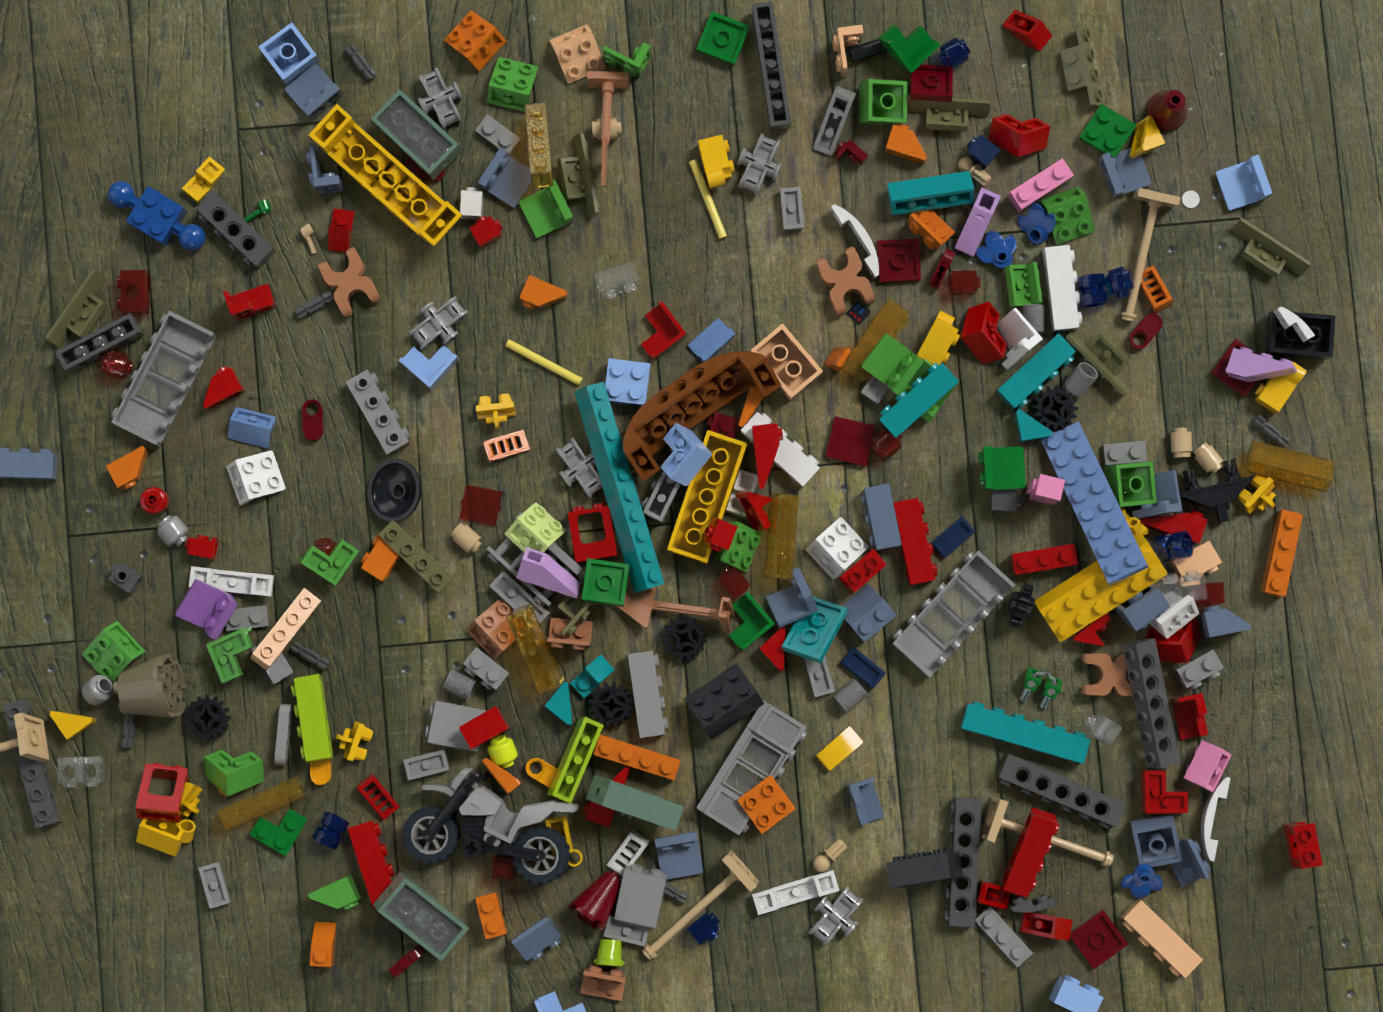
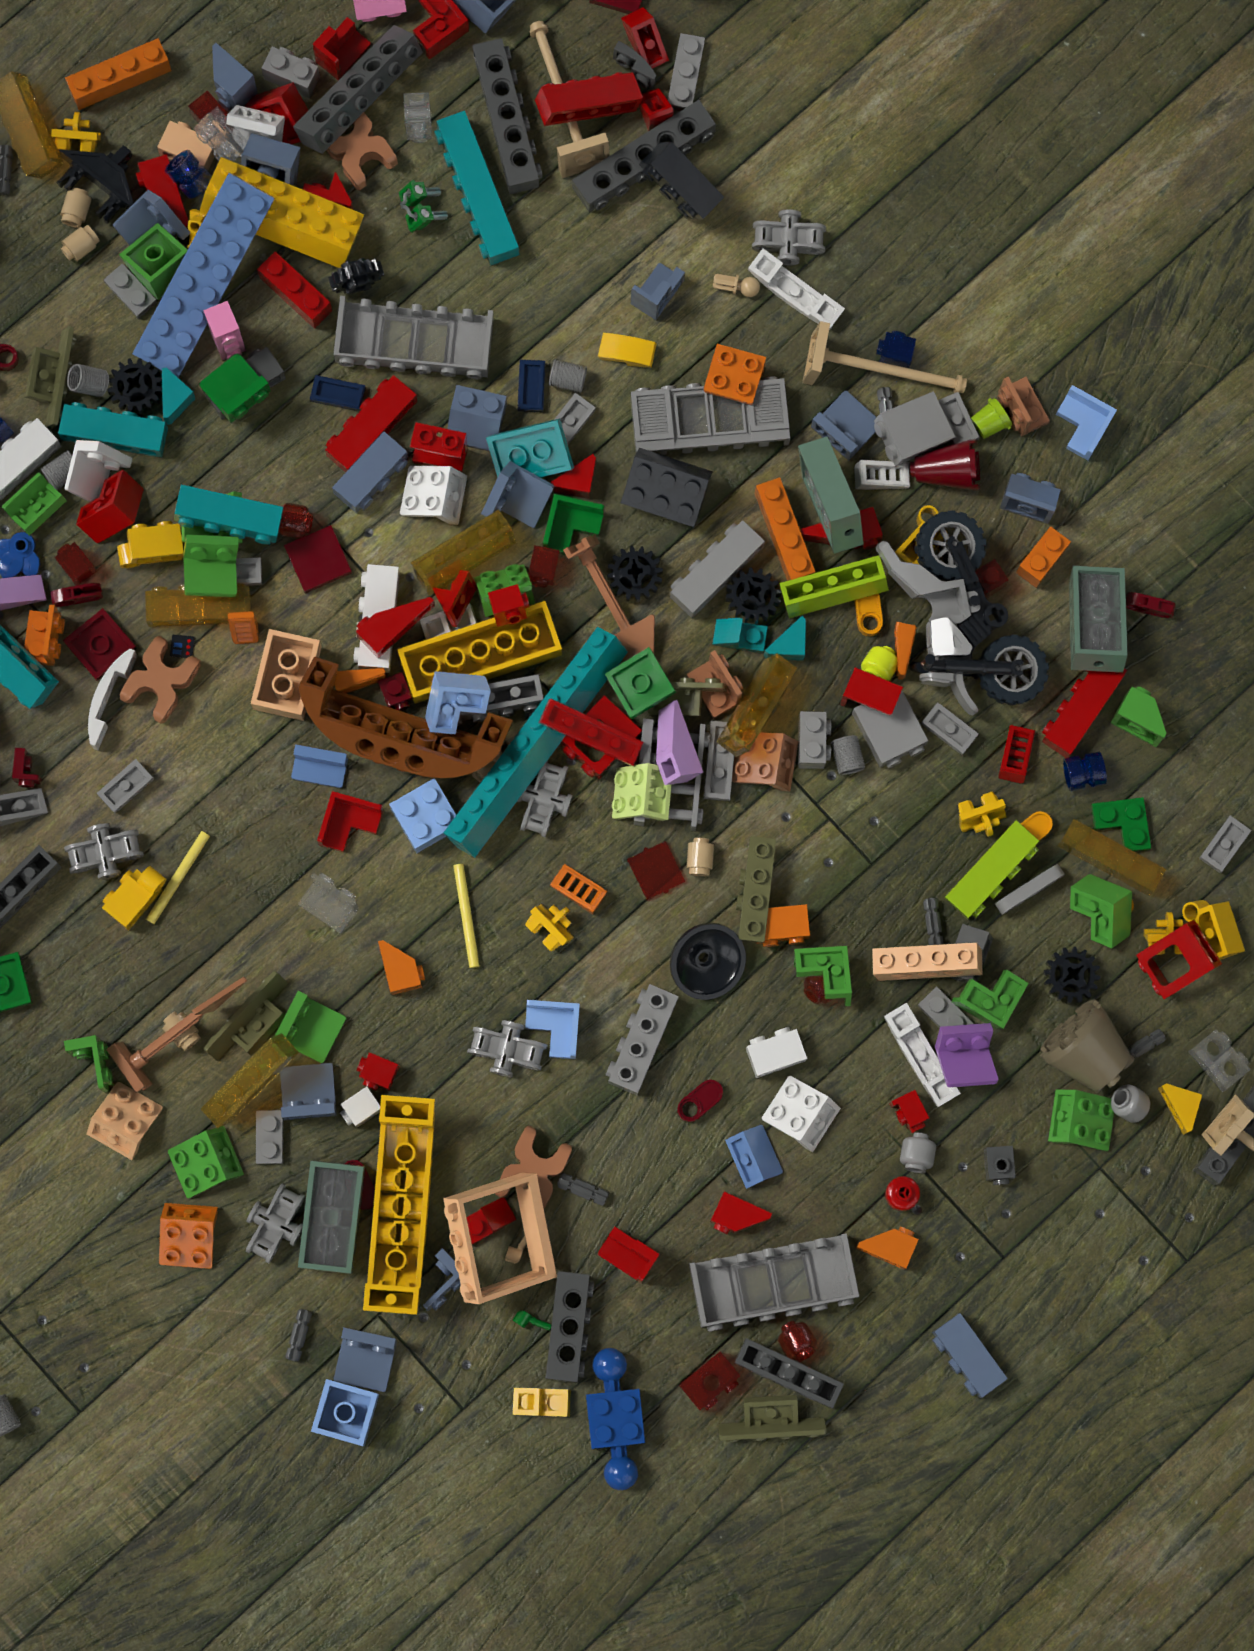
camera: 130 degrees left, 5 degrees down
(305, 251) = (535, 1234): none -> light nougat window
(305, 490) = (776, 1052): none -> white brick
(323, 944) = (1197, 695): orange slope -> none
(596, 525) = (591, 732): none -> red tile

